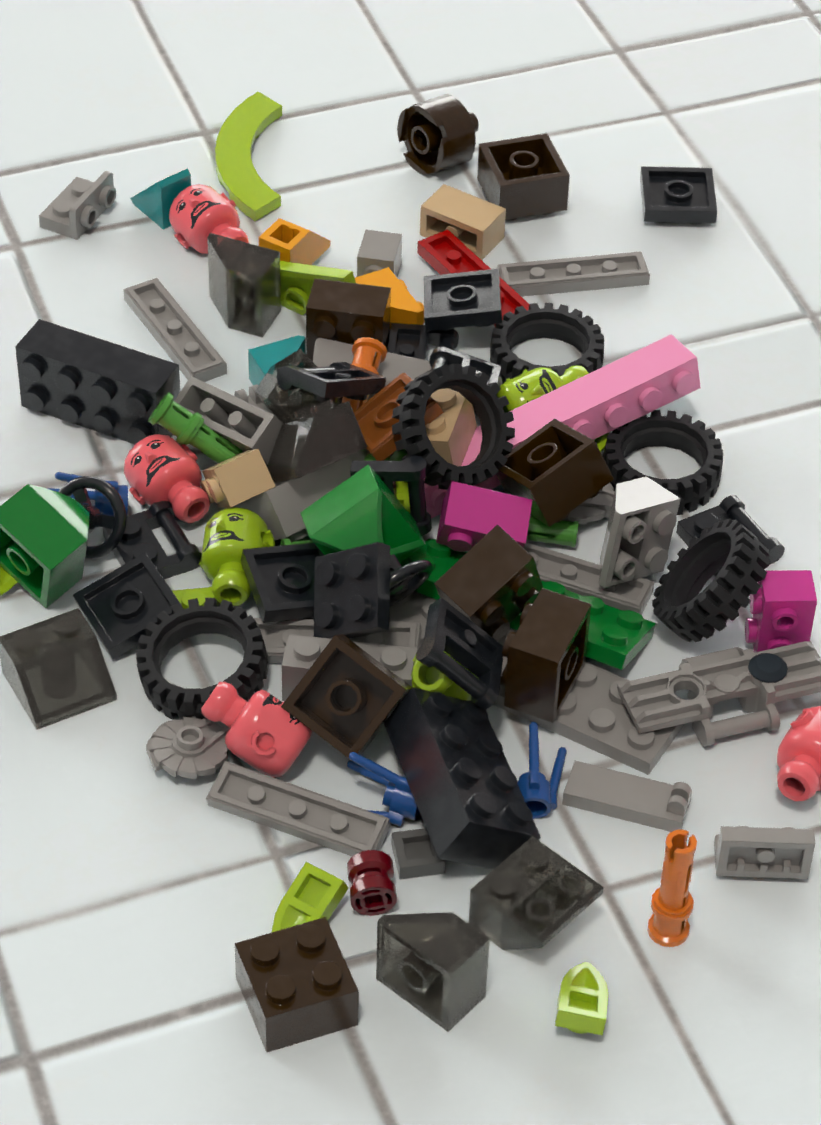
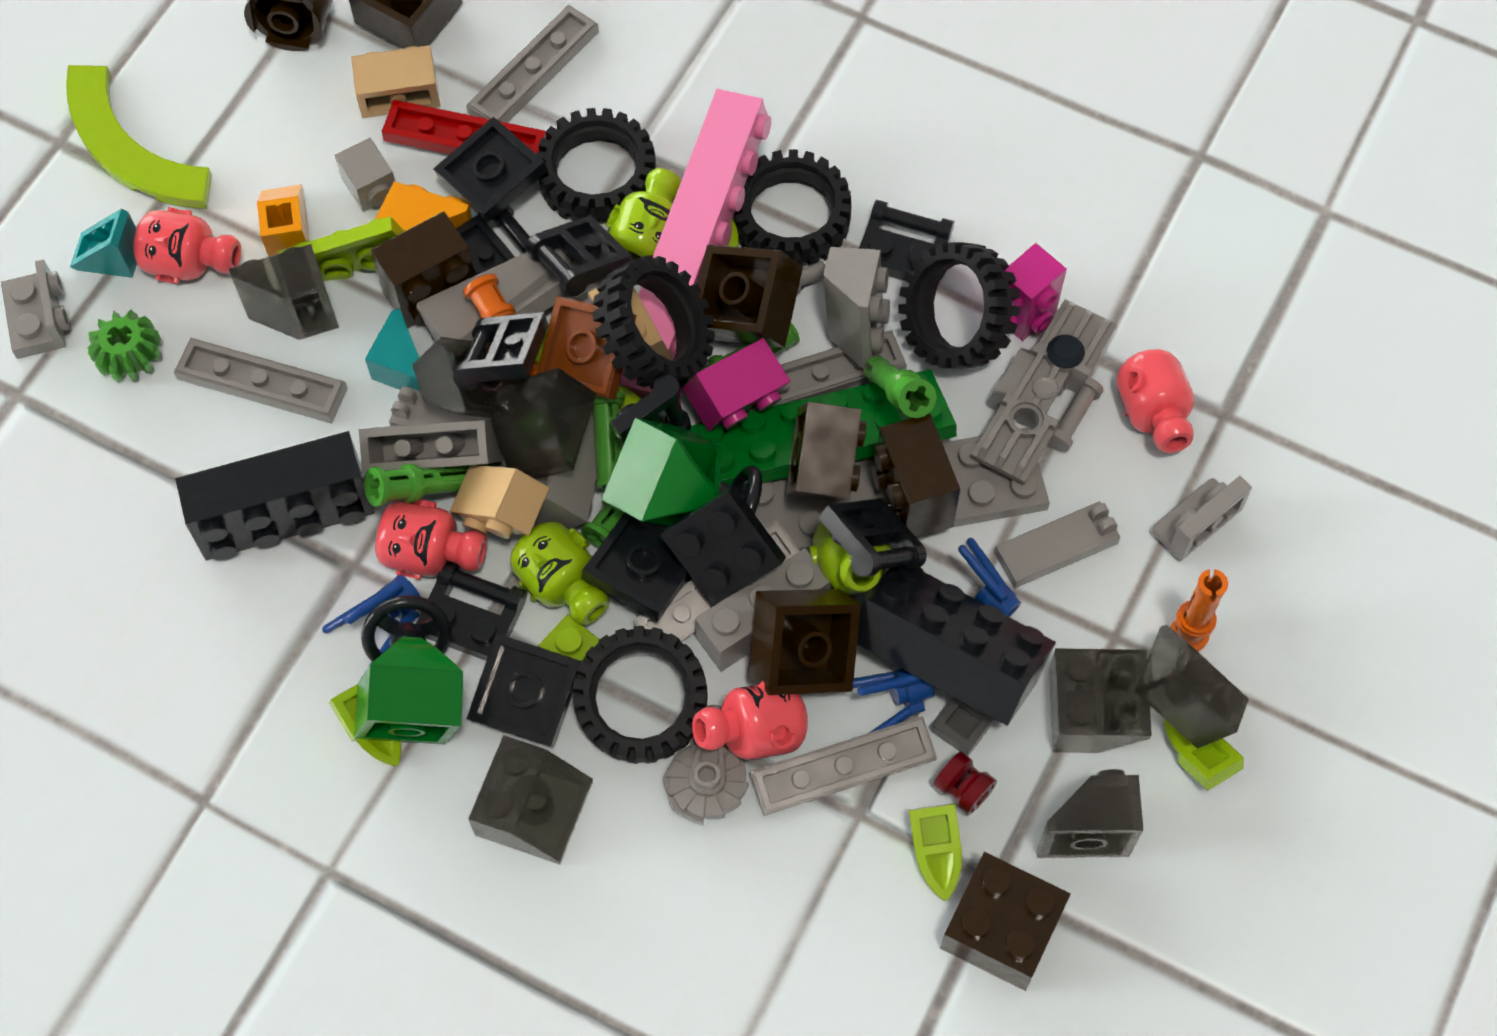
camera: 40 degrees left, 20 degrees up
(109, 254) = (124, 346): none -> bright green gear
(592, 583) = (902, 387): none -> bright green pin
(609, 935) = (1190, 691): none -> clear smoke slope

